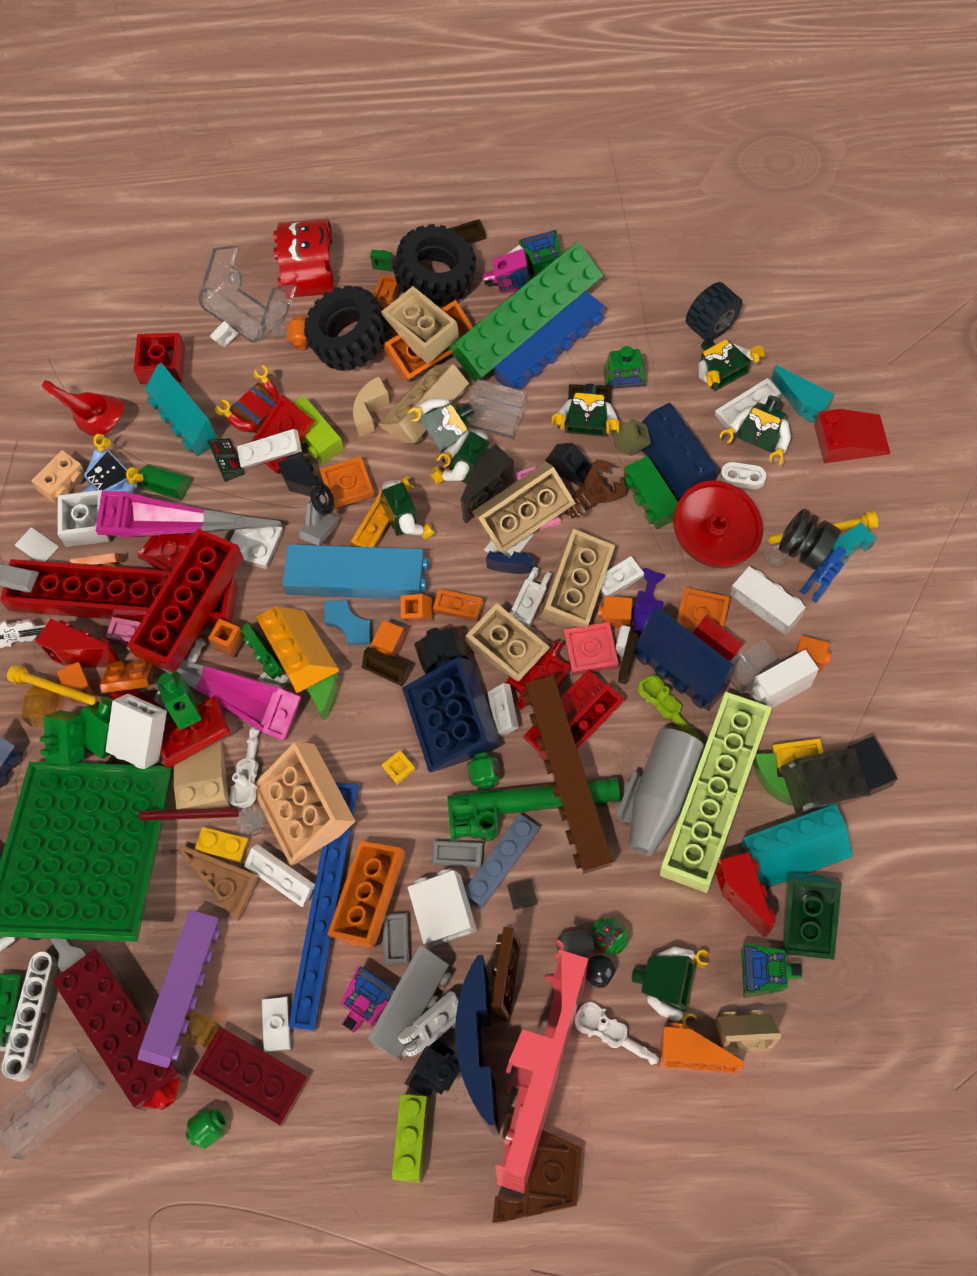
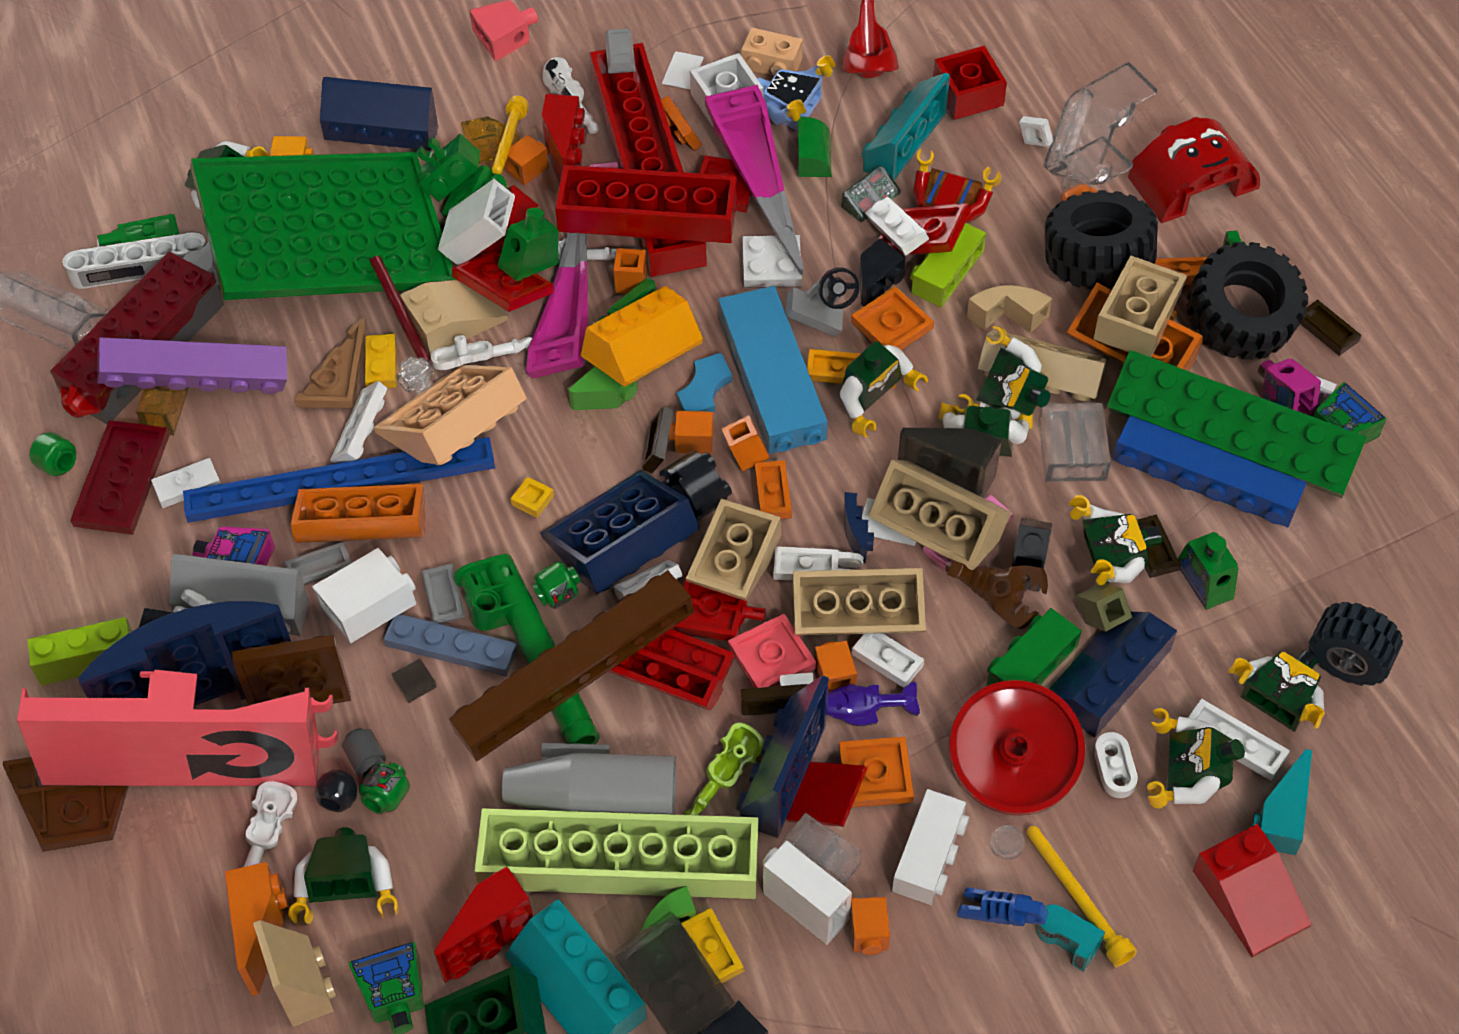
camera: 65 degrees right, 10 degrees down
(127, 676) = (539, 192): orange plate -> none
(804, 536) = (1039, 857): pearl dark grey wheel -> none

